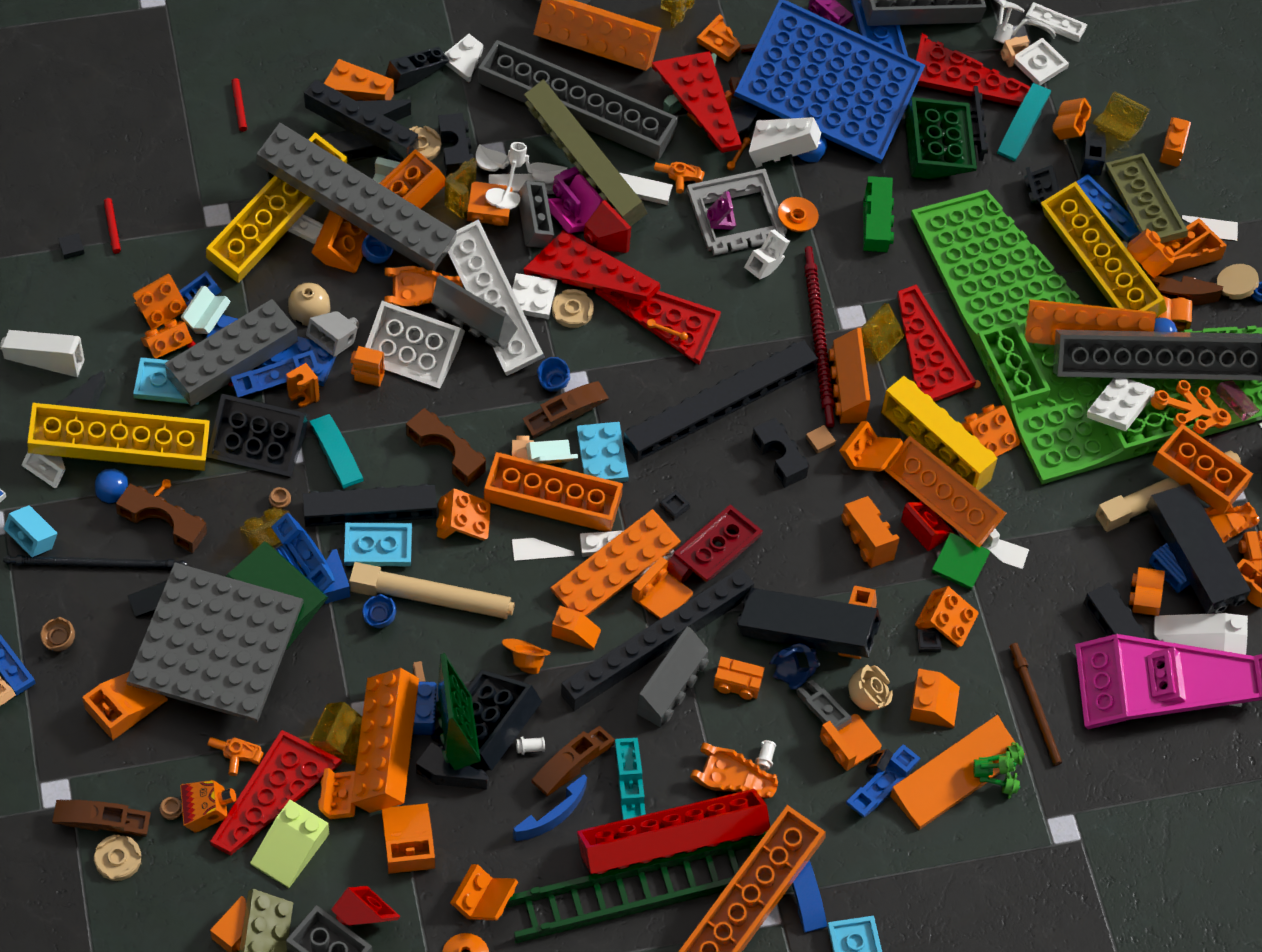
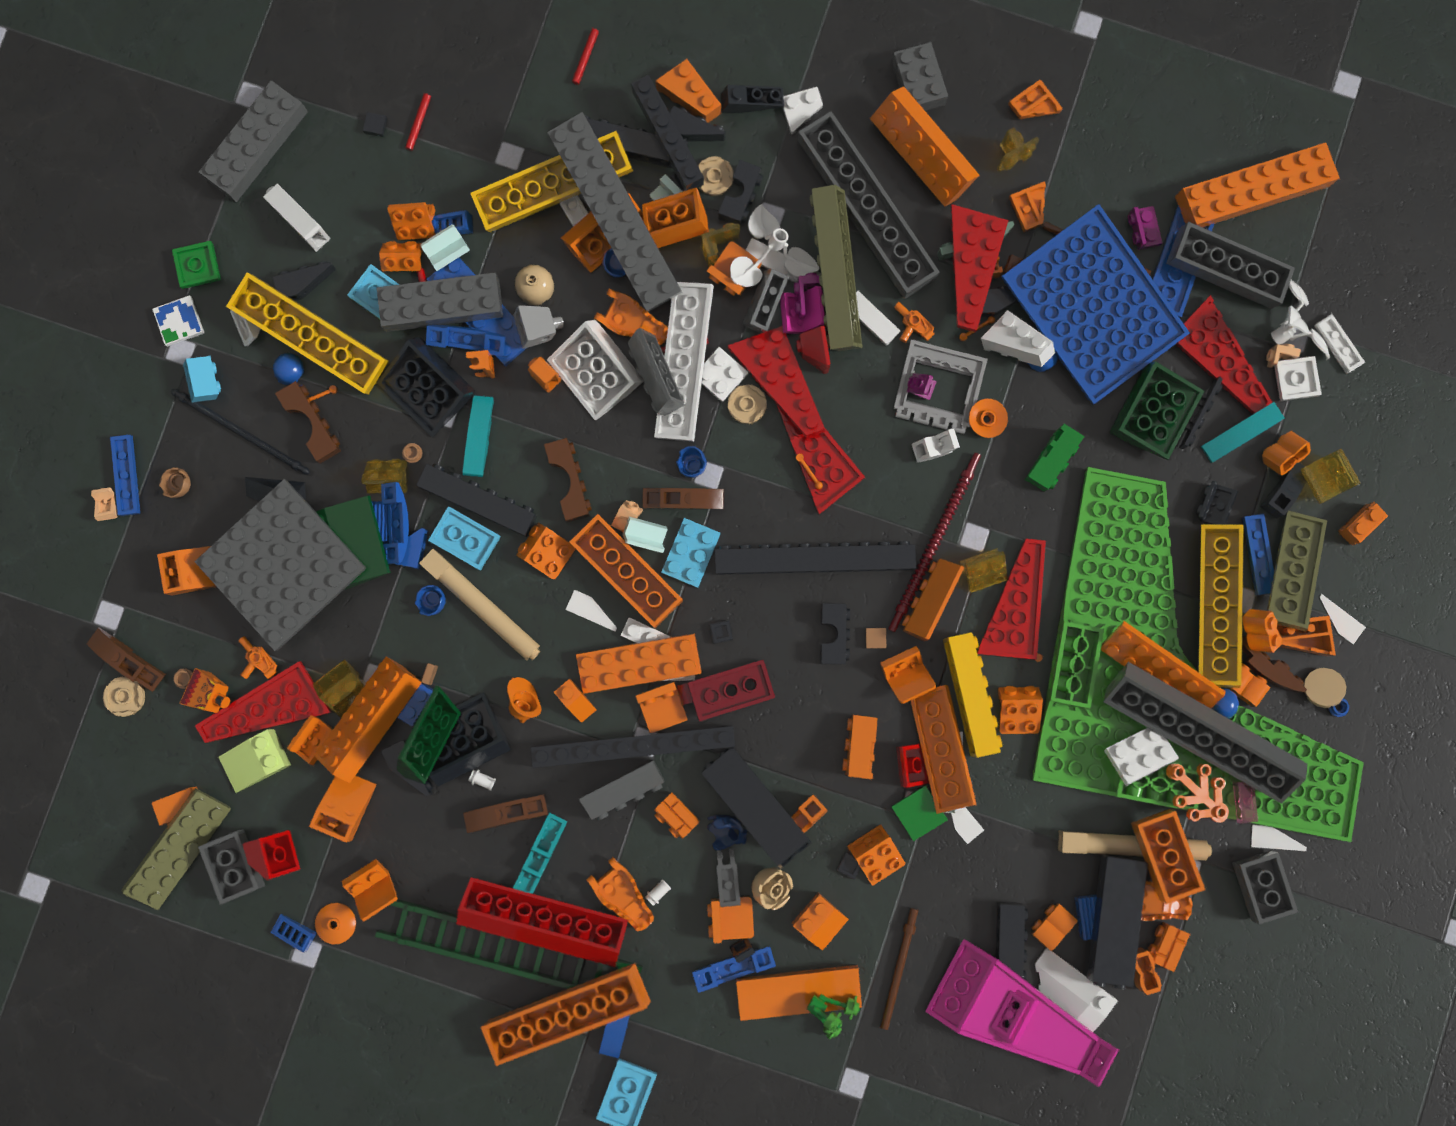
camera: 30 degrees right, 25 degrees up
(531, 828) = (442, 852): blue slope -> none

